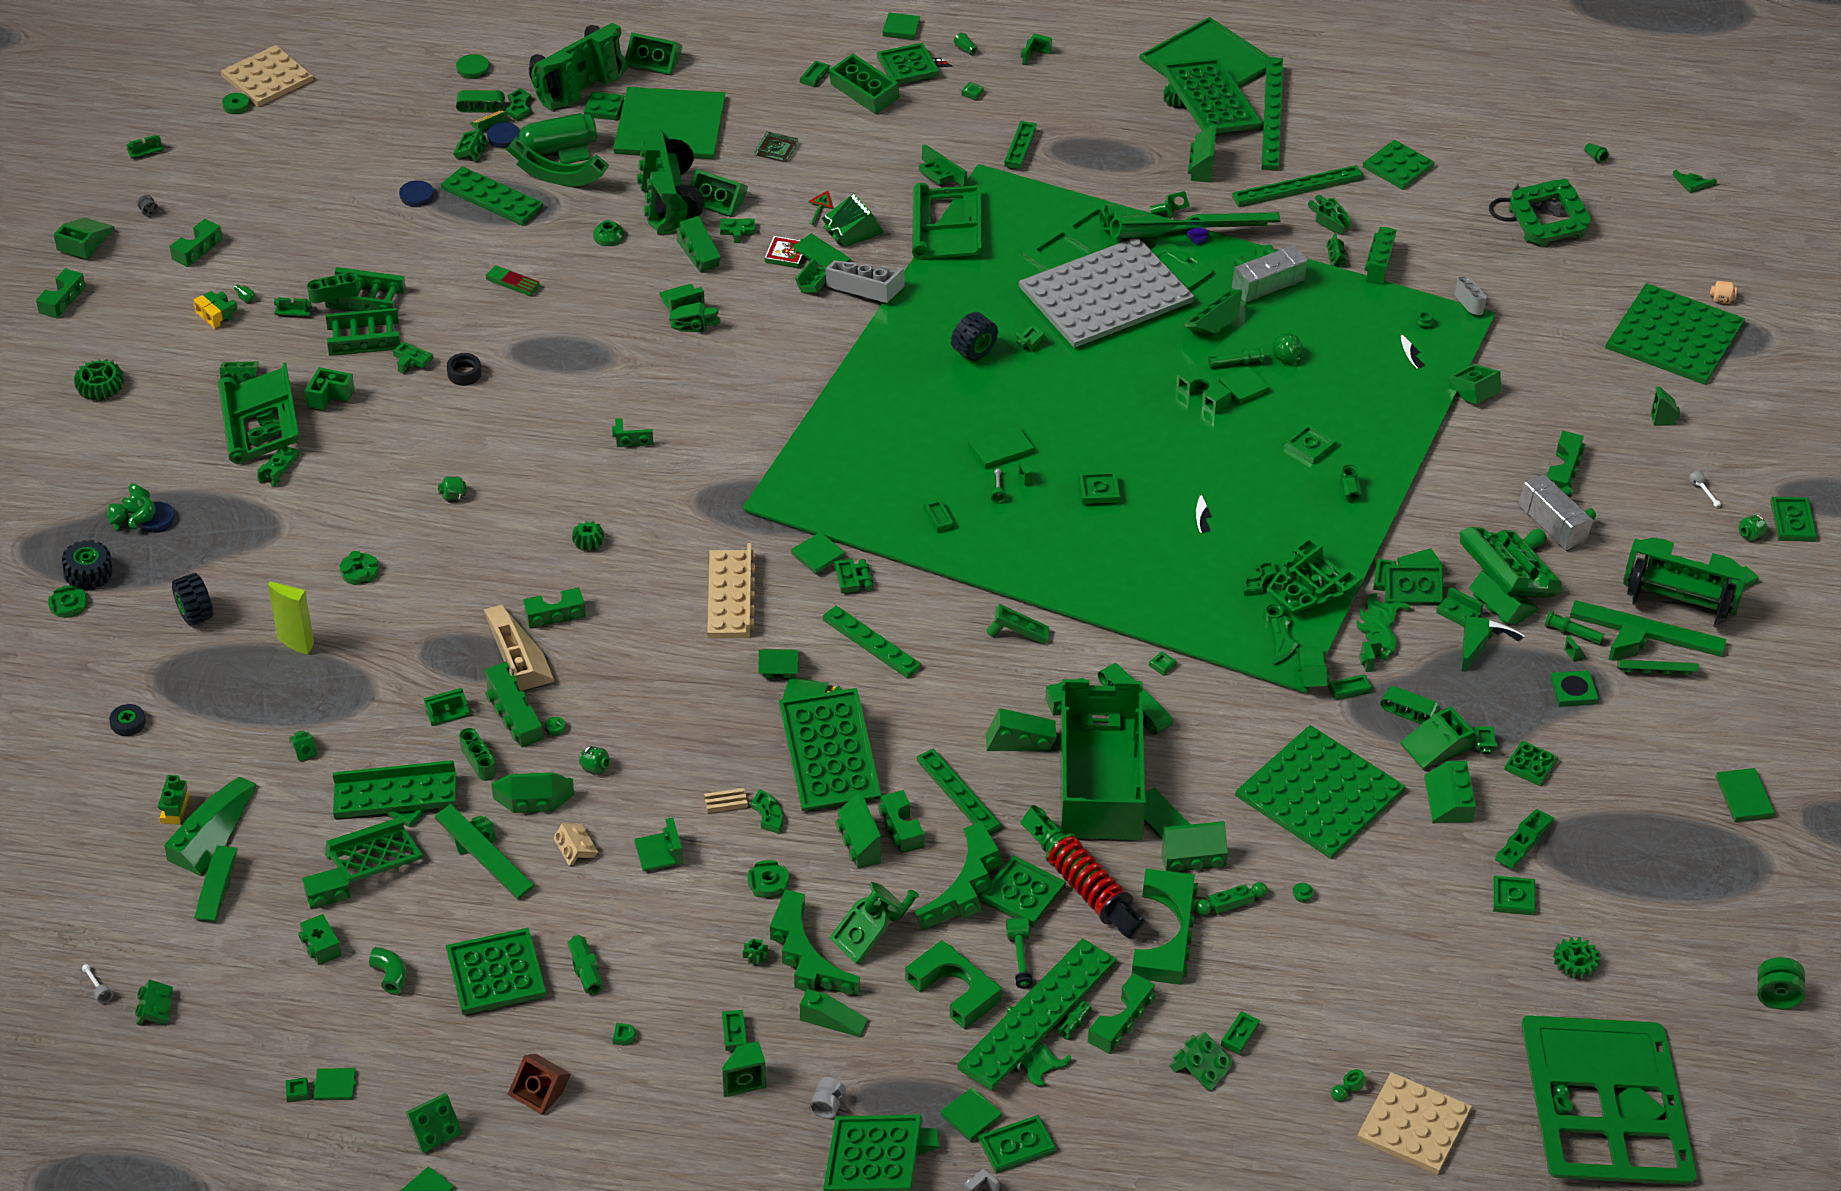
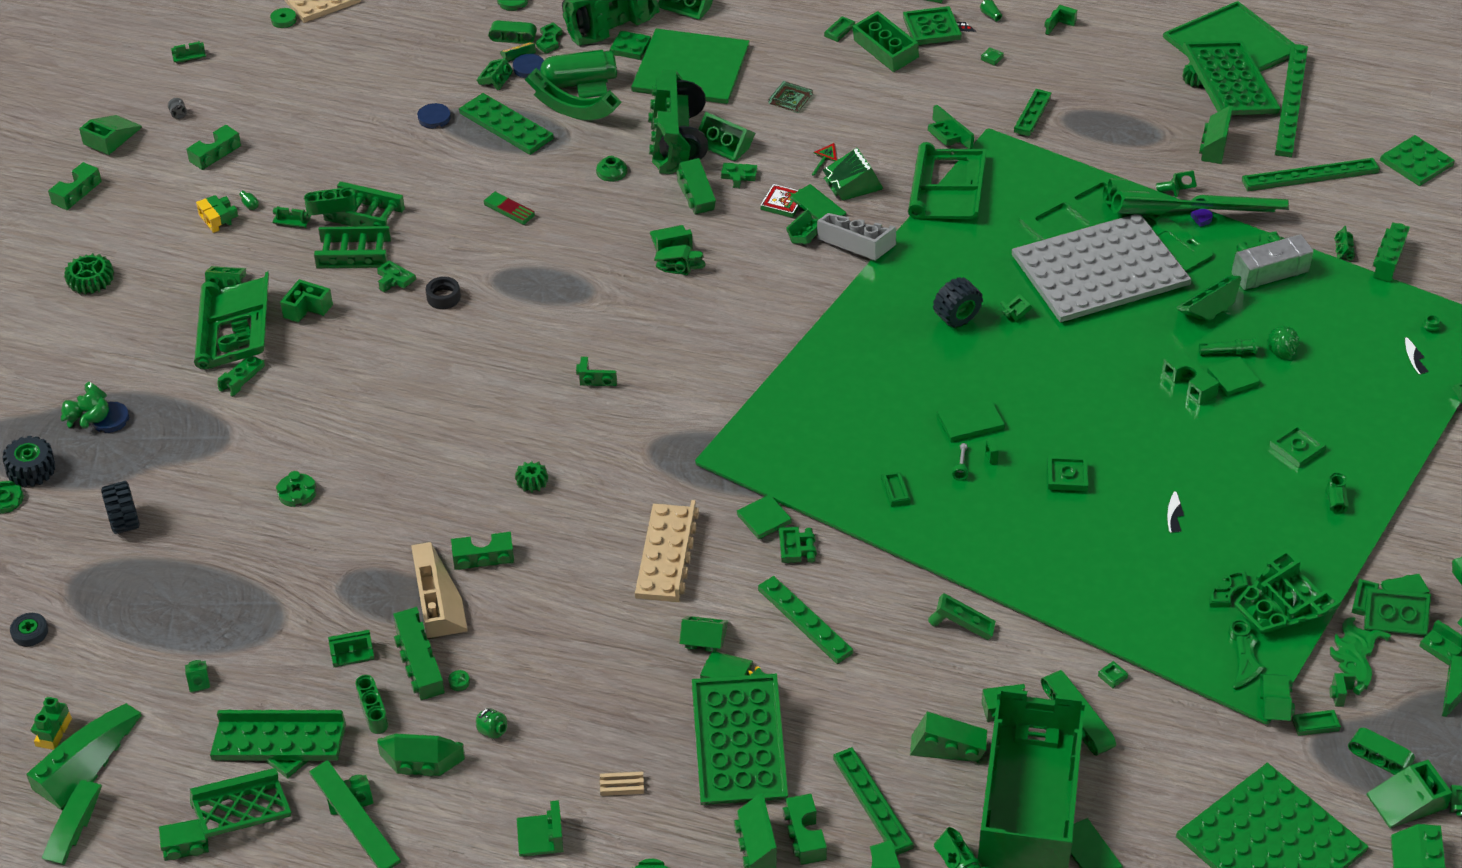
camera: 10 degrees right, 0 degrees up
(291, 617) = (211, 537): lime slope -> none
(452, 488) = (405, 414): green head -> none
(574, 842) = (453, 815): tan bracket -> none
(769, 810) = (666, 800): green tile -> none
(1330, 214) = (1341, 205): green hinge -> none

